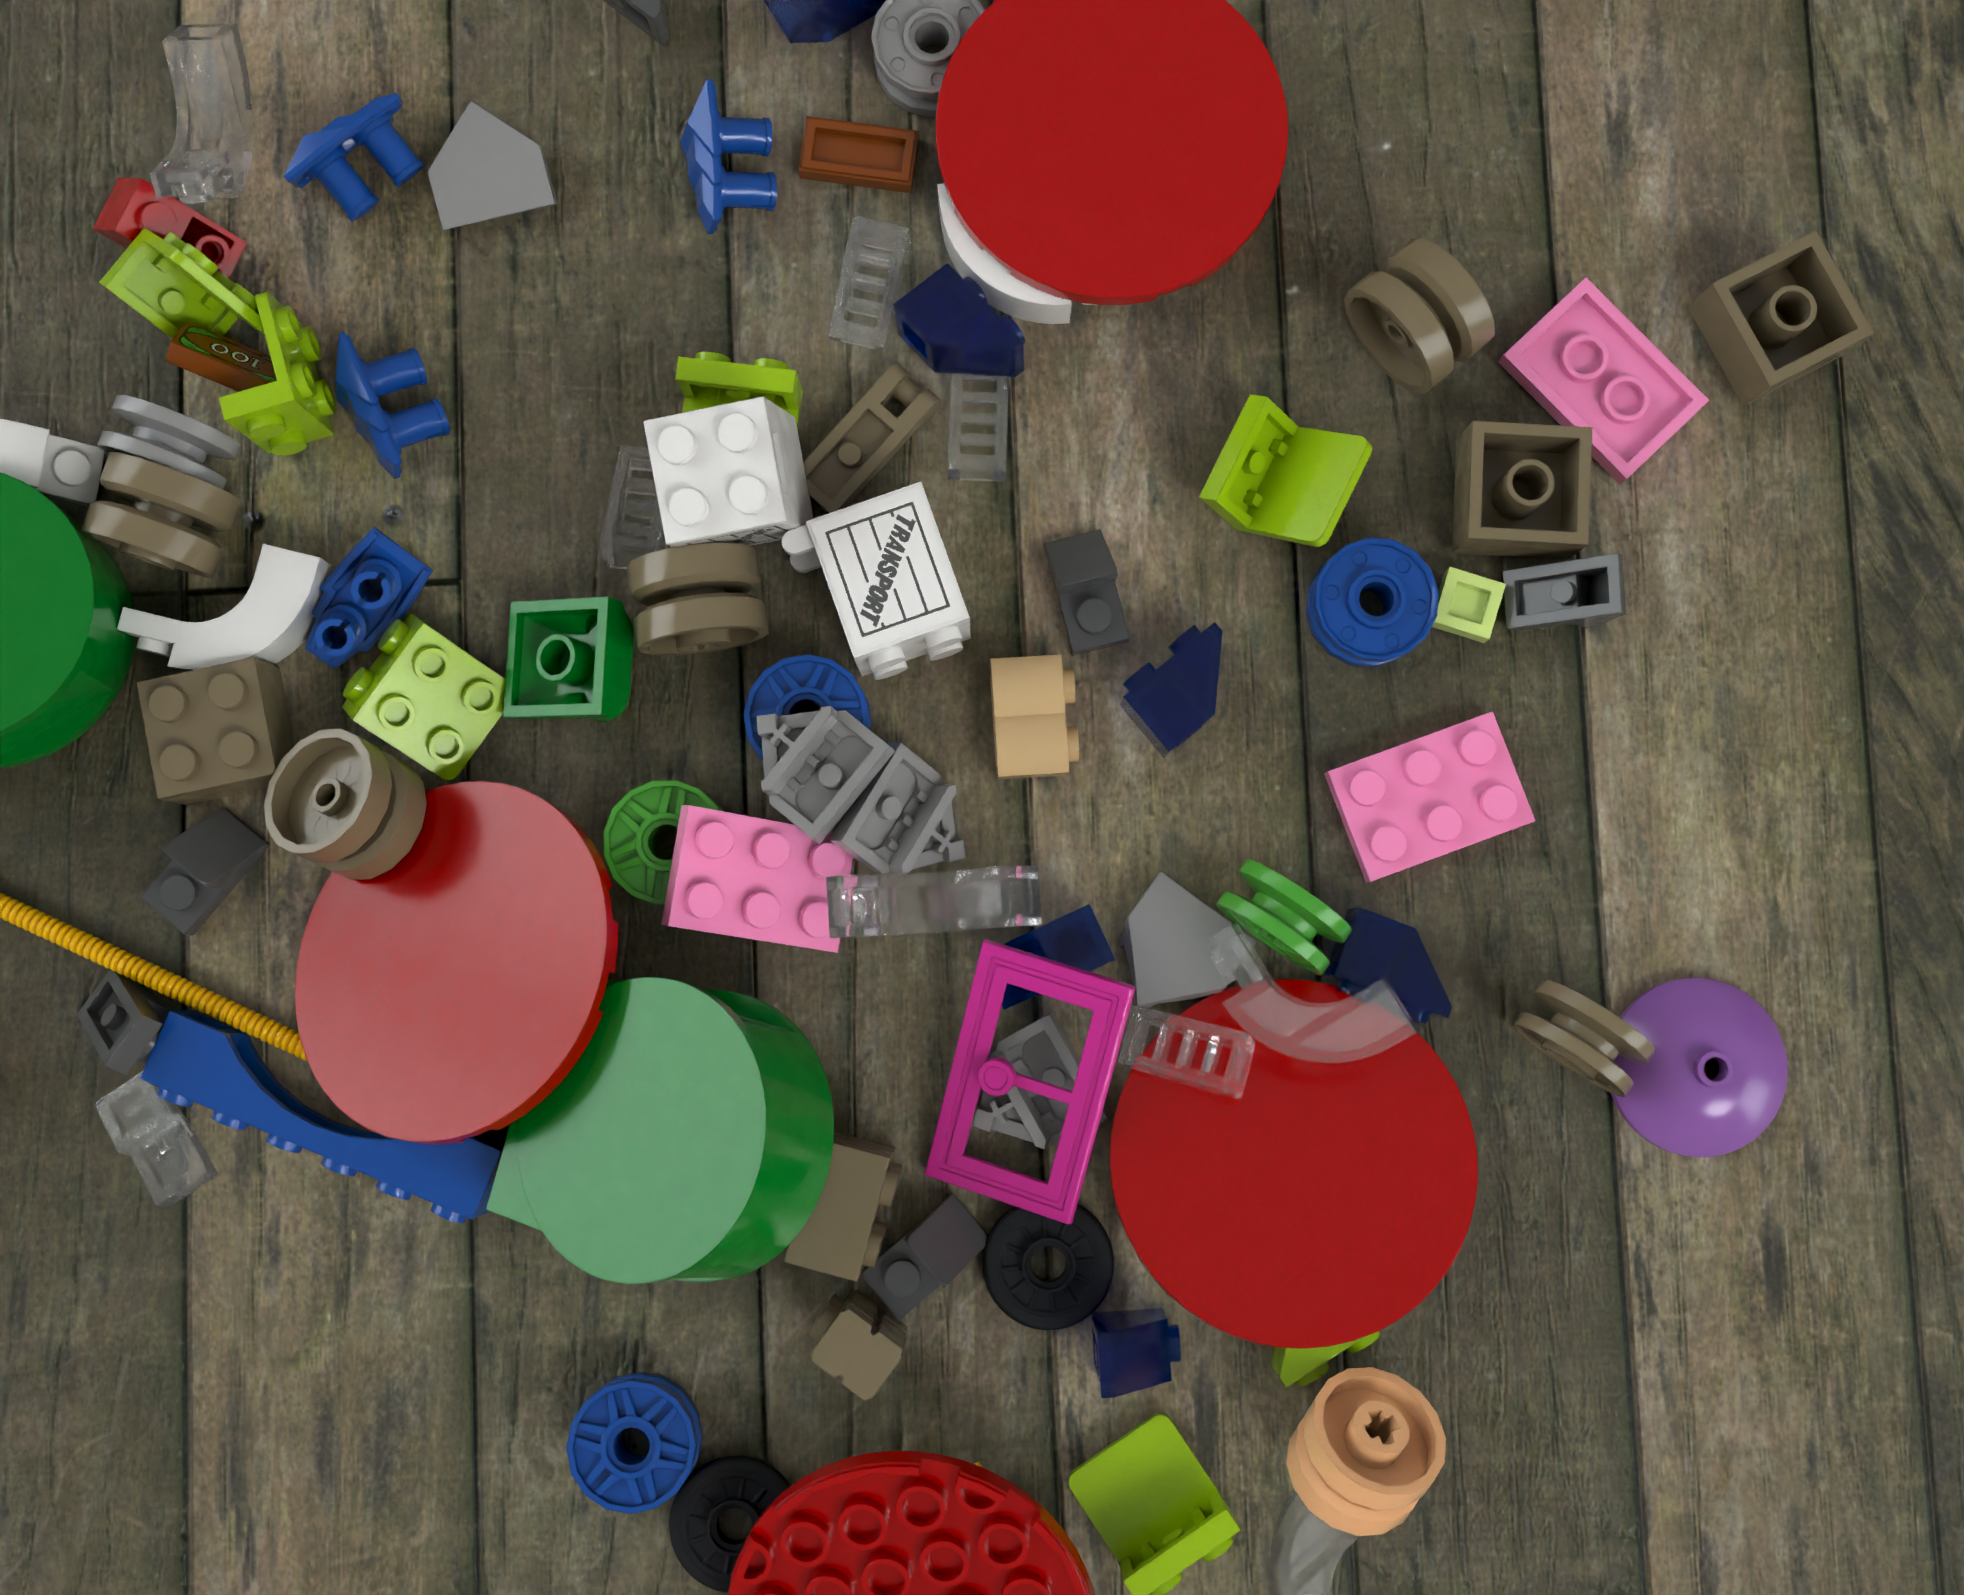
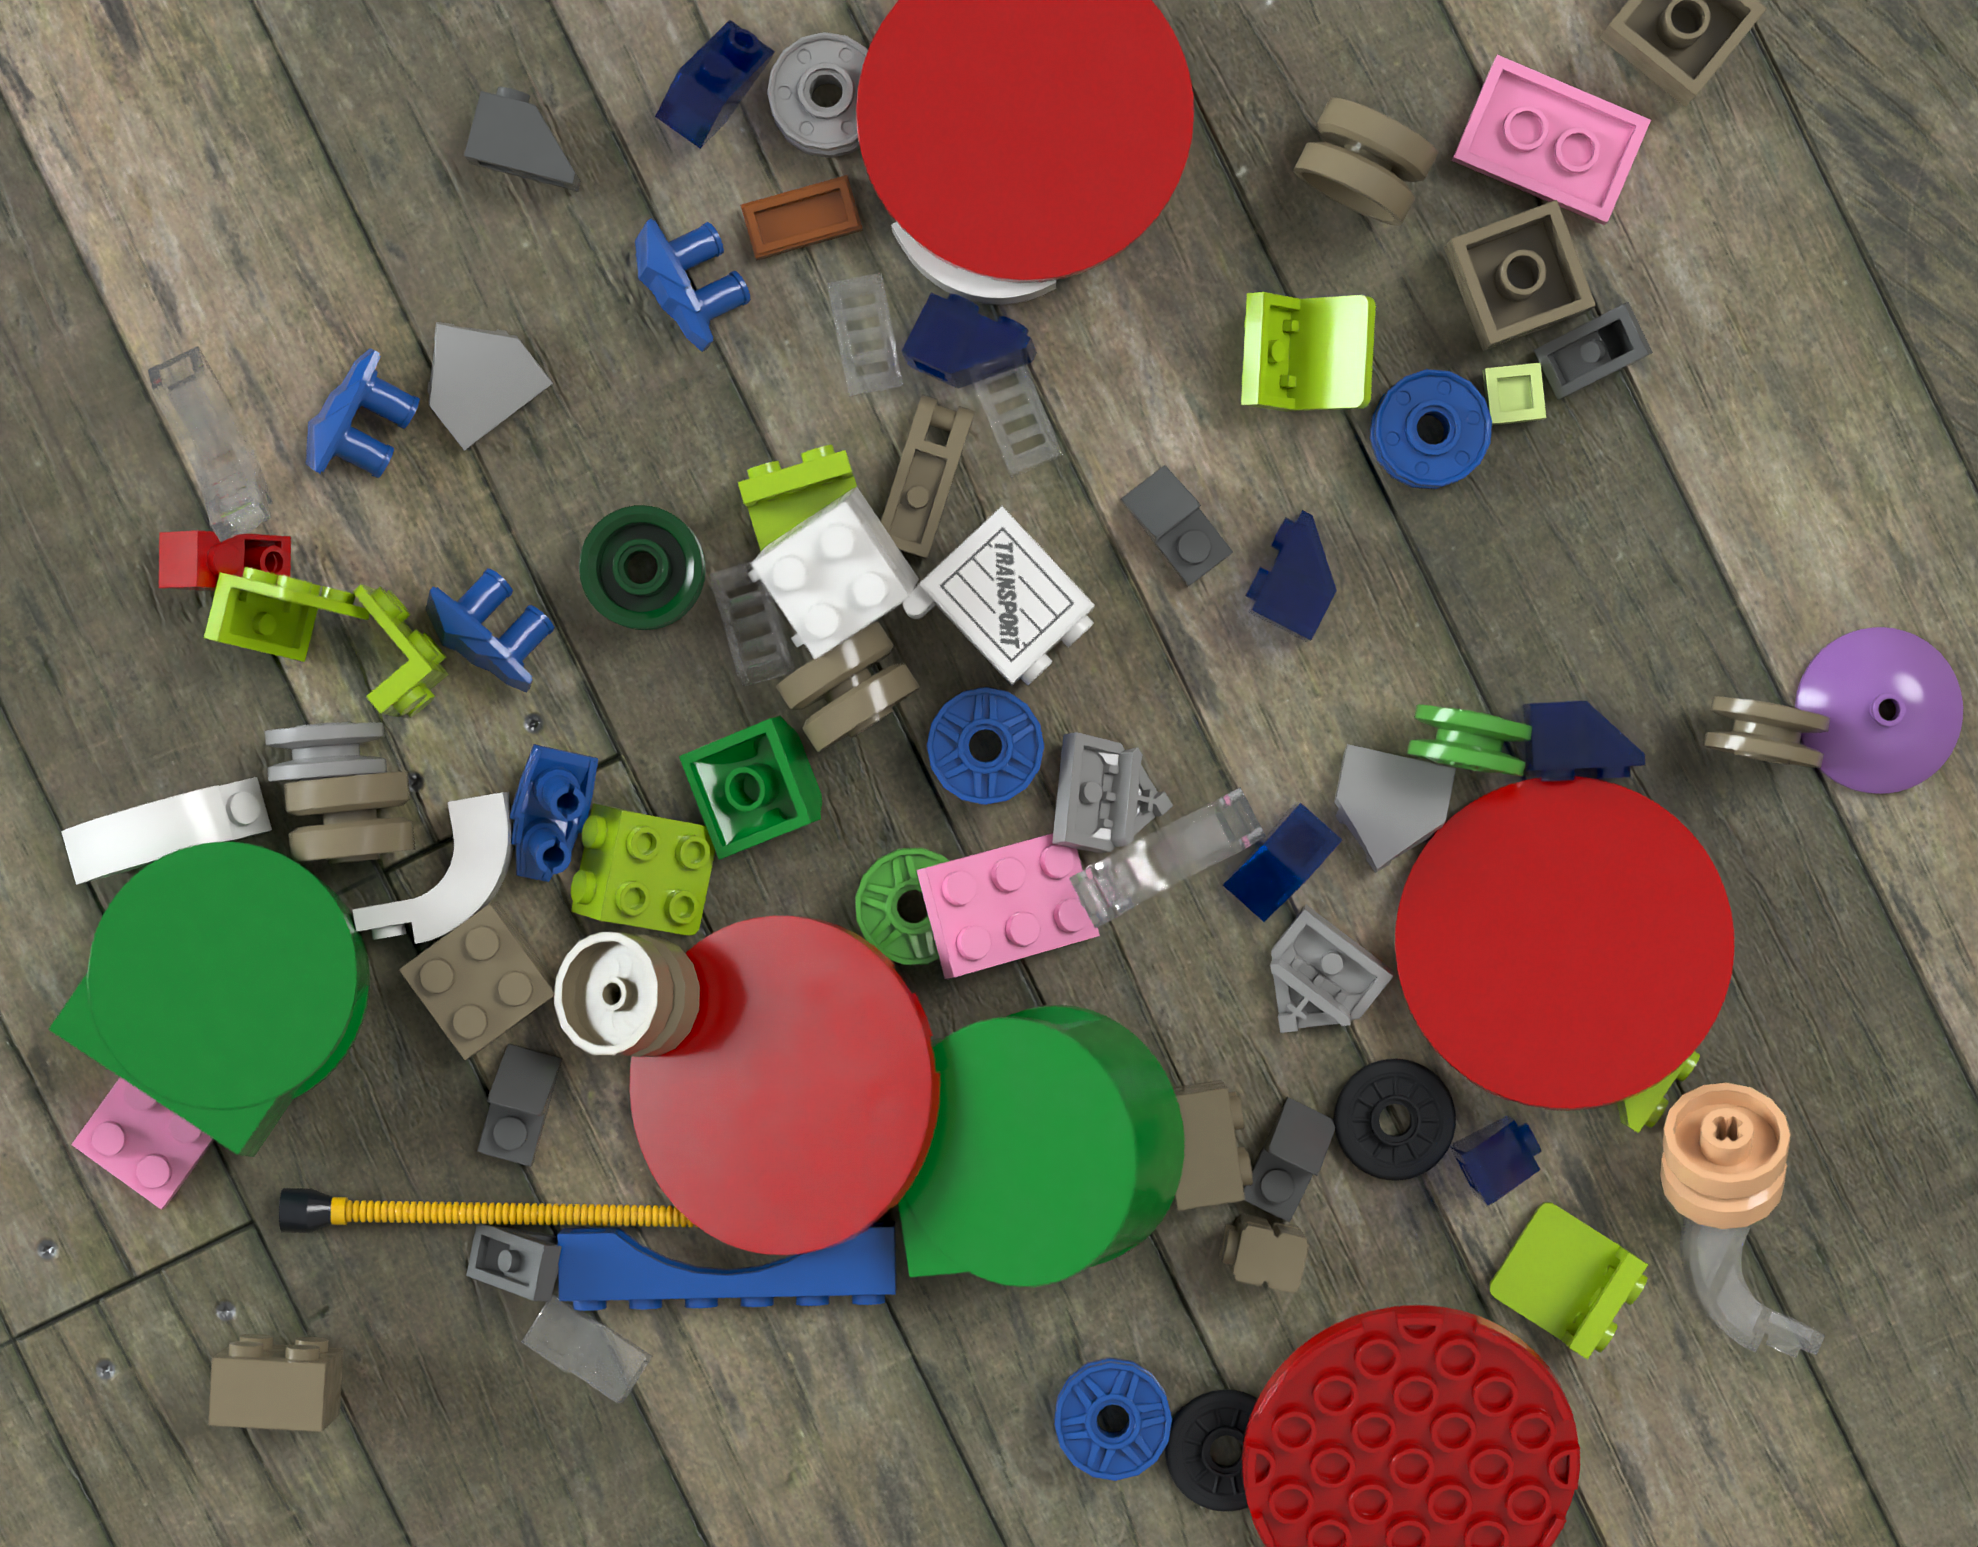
camera: 25 degrees left, 5 degrees up
(219, 358) = (342, 655): dark orange tile -> none
(534, 376) = (606, 561): none -> dark green wheel
(818, 765) = (1016, 784): light grey slope -> none
(972, 1071) = (1284, 981): dark pink door -> none
(1031, 716) = (1177, 659): tan brick -> none
(1237, 1068) = (1484, 883): clear slope -> none
(1305, 1029) = (1526, 827): clear arch -> none
(1429, 797) = (1552, 577): bright pink plate -> none

